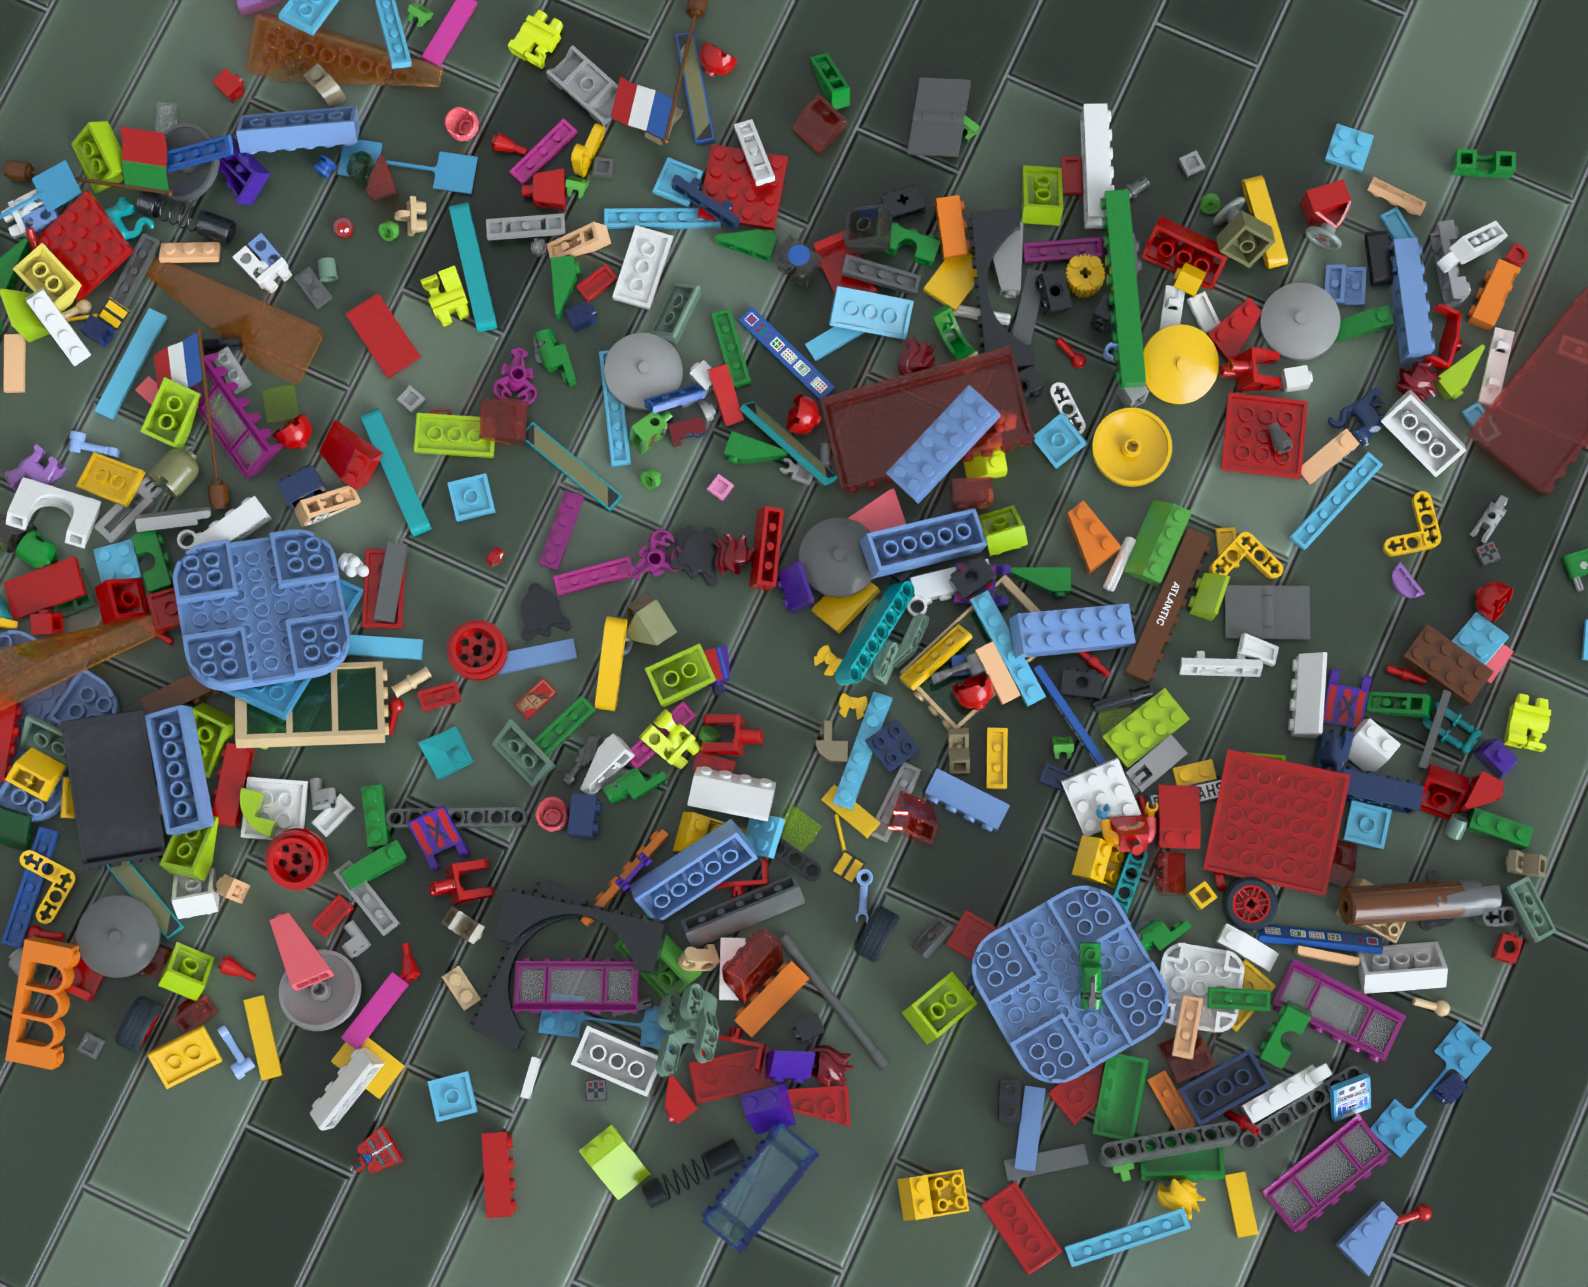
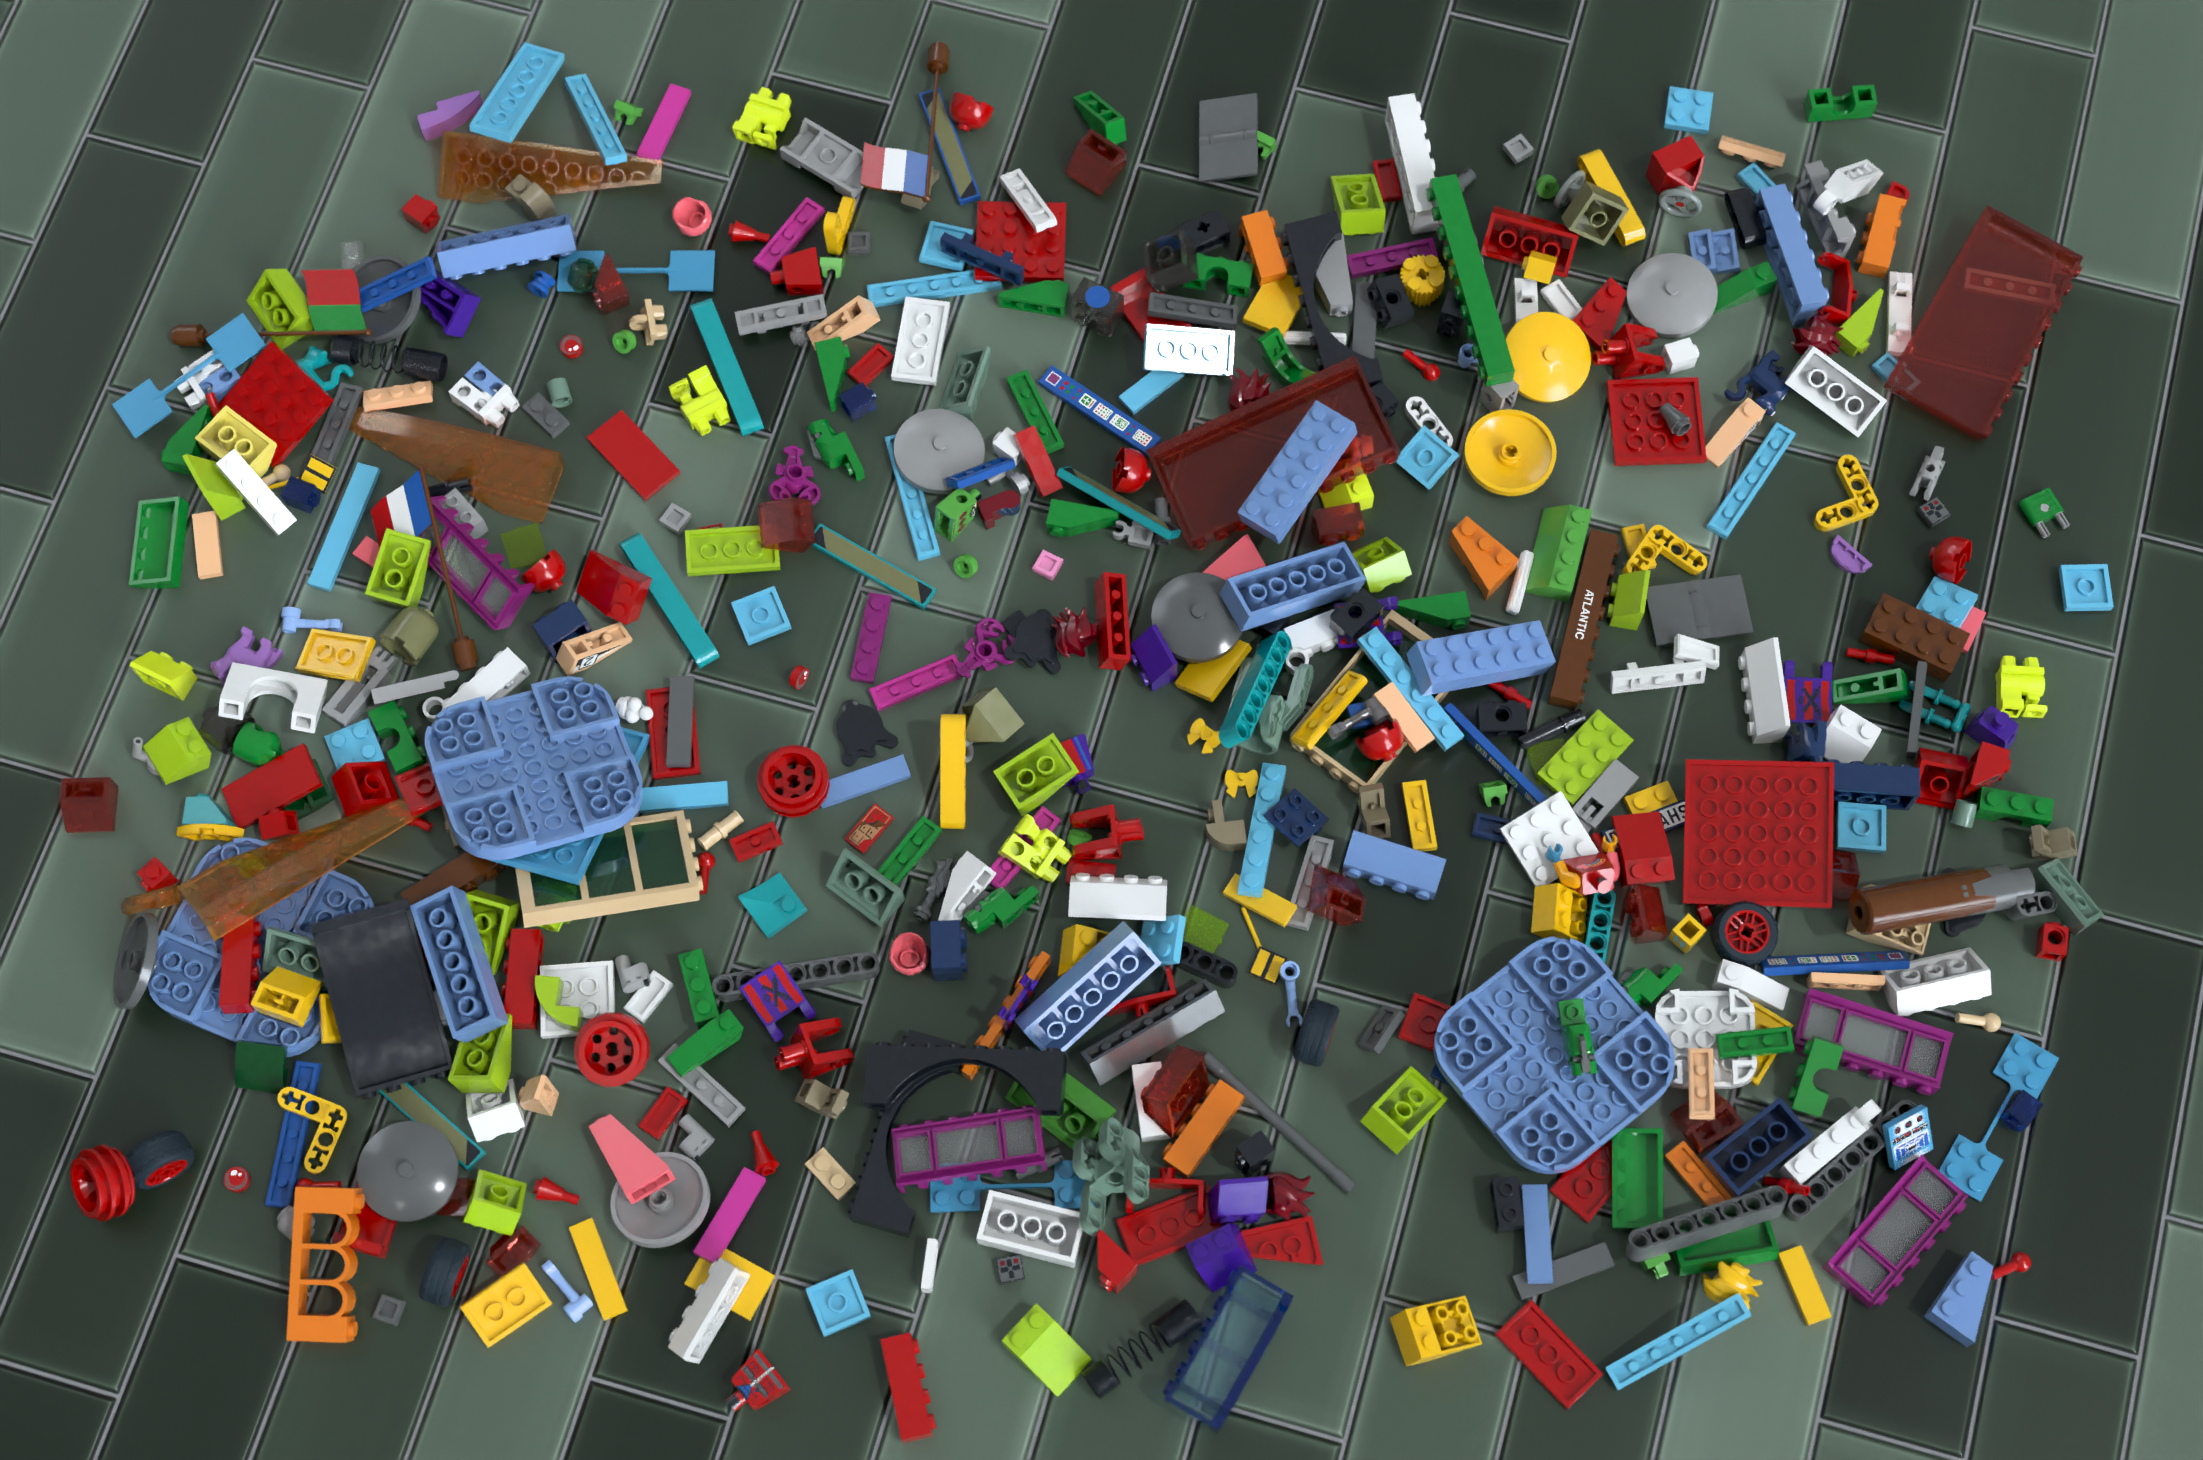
camera: 10 degrees left, 10 degrees down
(699, 959) = (1108, 1093): tan leg -> none

